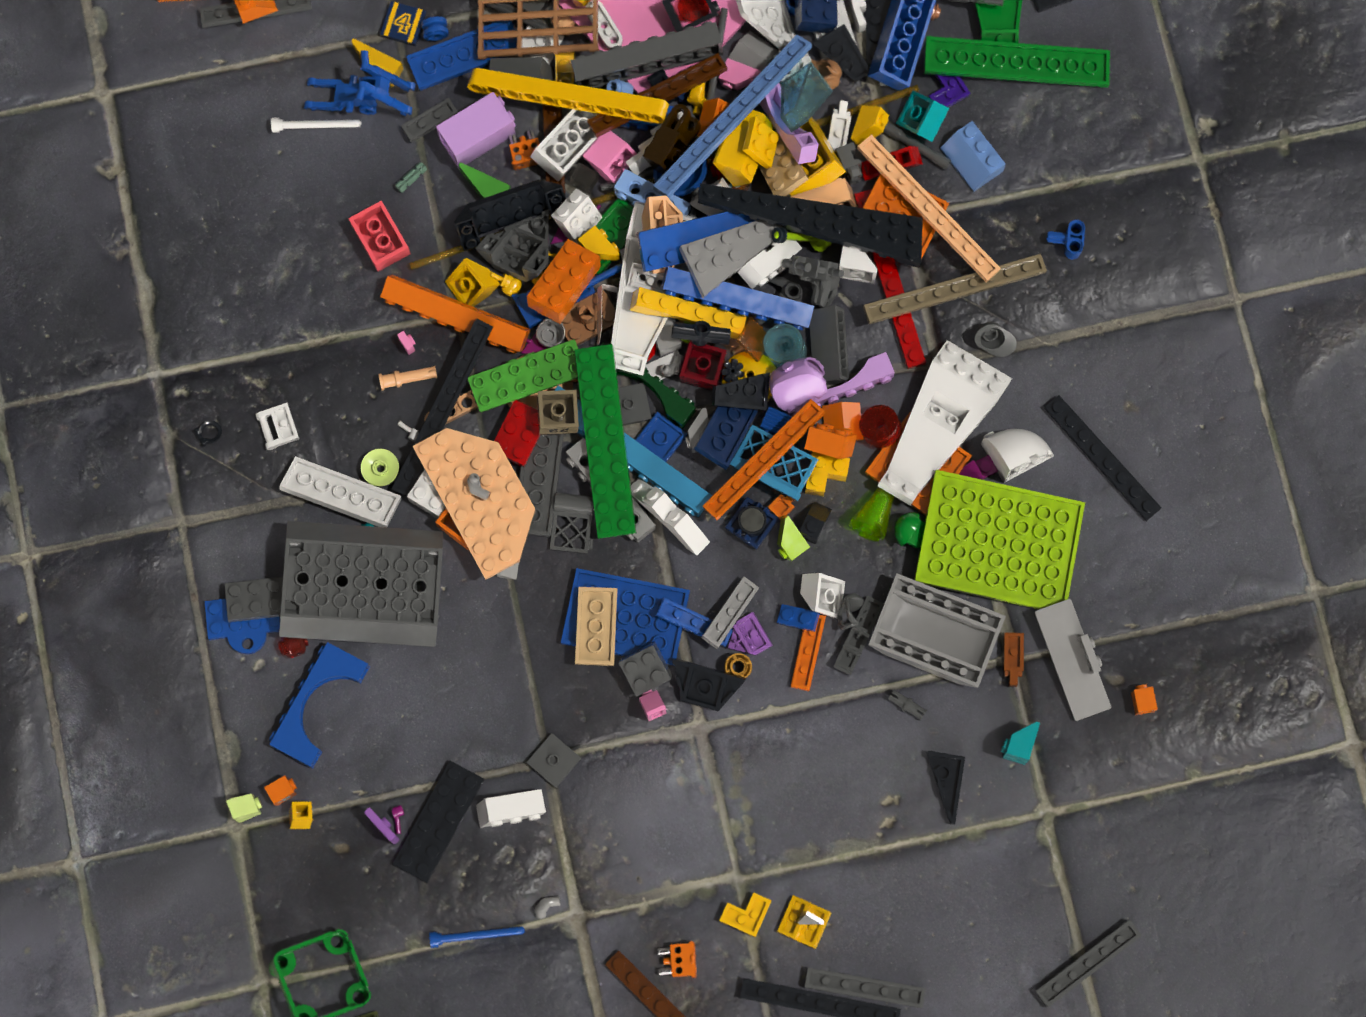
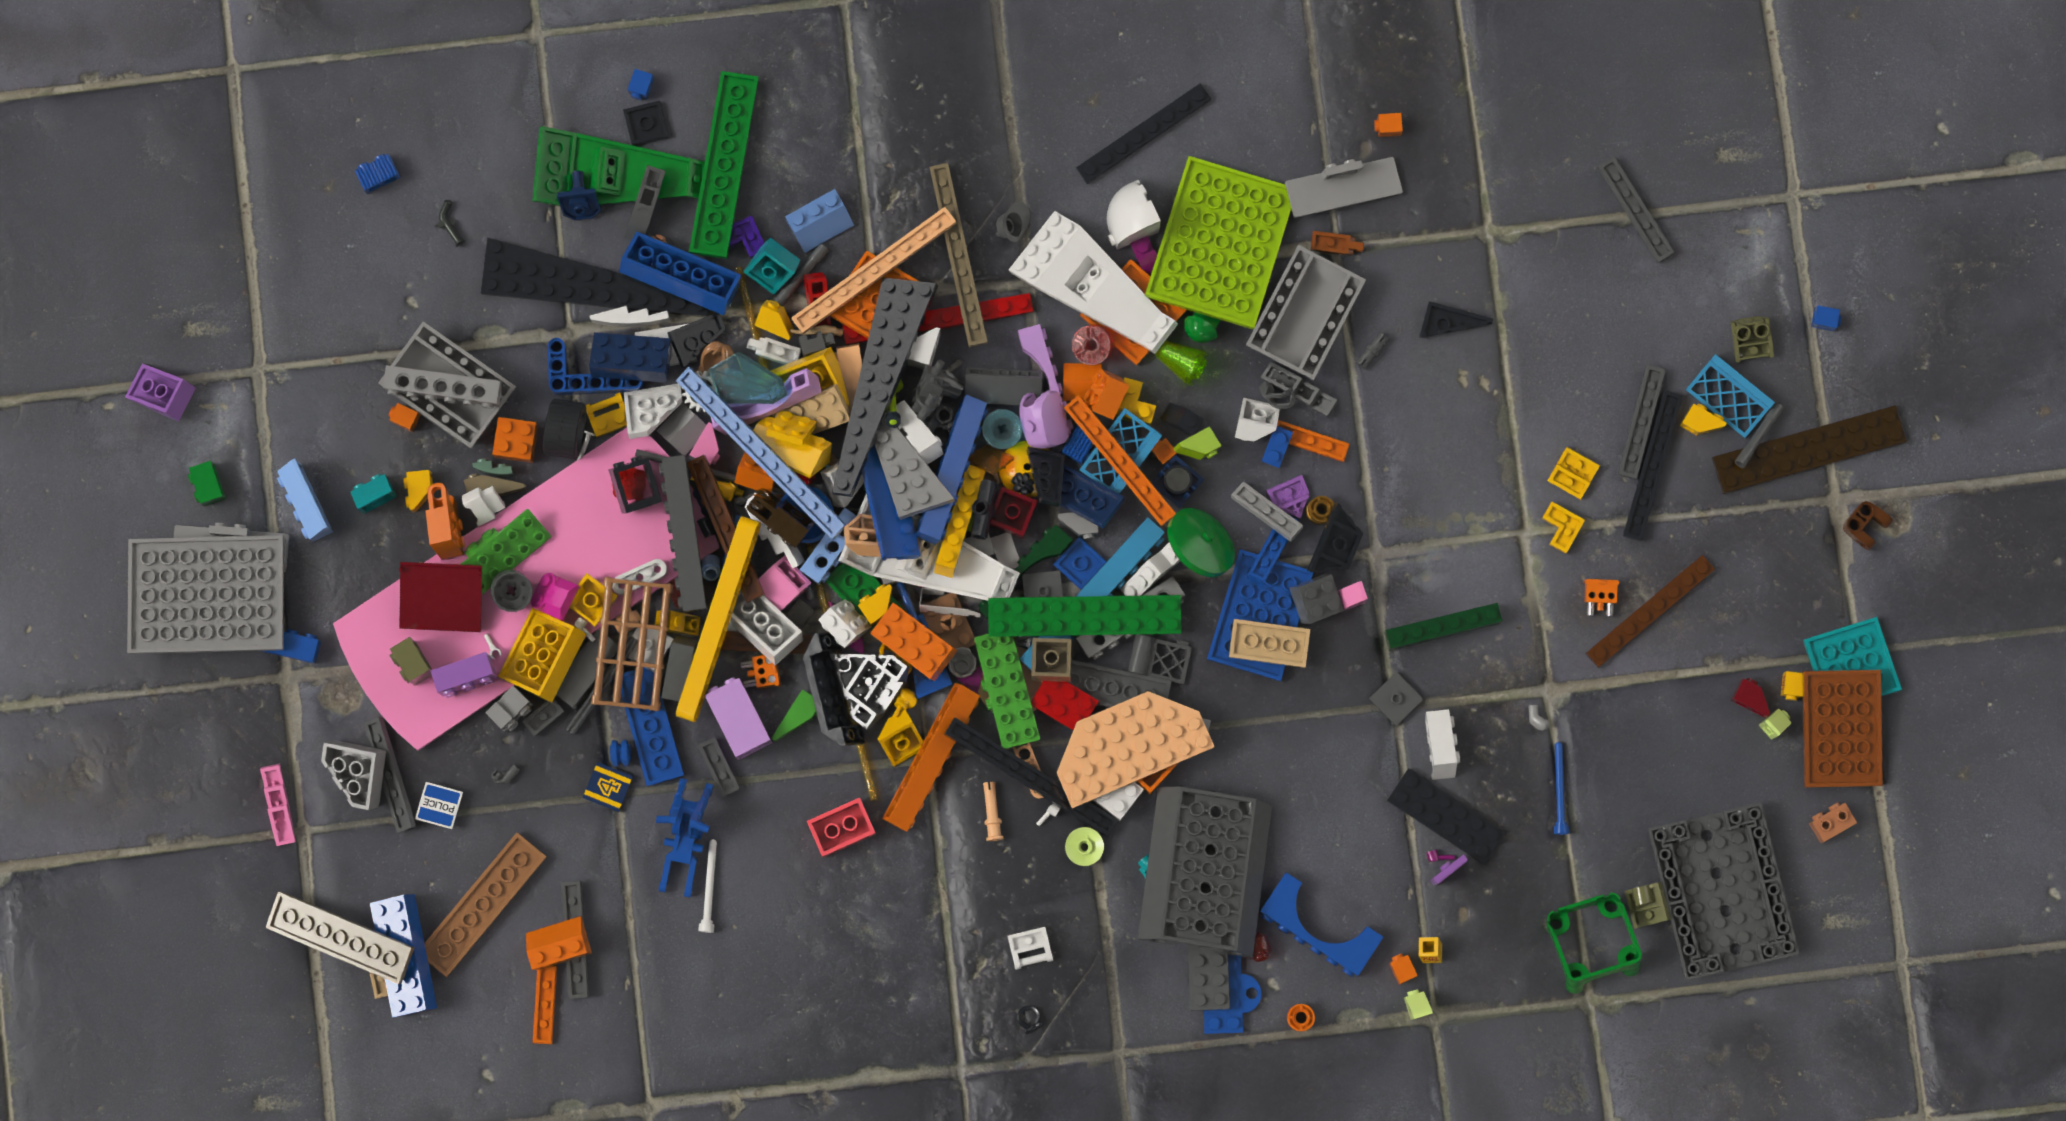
camera: 85 degrees left, 5 degrees up
(232, 699) = (1310, 1017): none -> orange wheel
(340, 492) = (1107, 888): white plate -> none
(379, 59) = (656, 806): yellow slope -> none
(407, 342) = (955, 809): bright pink plate -> none
(410, 177) = (778, 792): sand green axle -> none
(475, 487) = (1123, 747): light grey arm -> none
(630, 800) = (1443, 626): none -> dark green brick
(673, 369) = (1010, 543): light grey arm -> none
(690, 547) = (1201, 542): none -> green dish
(809, 918) = (1573, 468): light grey slope -> none
(865, 170) = (824, 330): none -> tan animal
(1020, 744) = (1422, 245): teal slope -> none
(1069, 239) = (916, 136): blue beam -> none

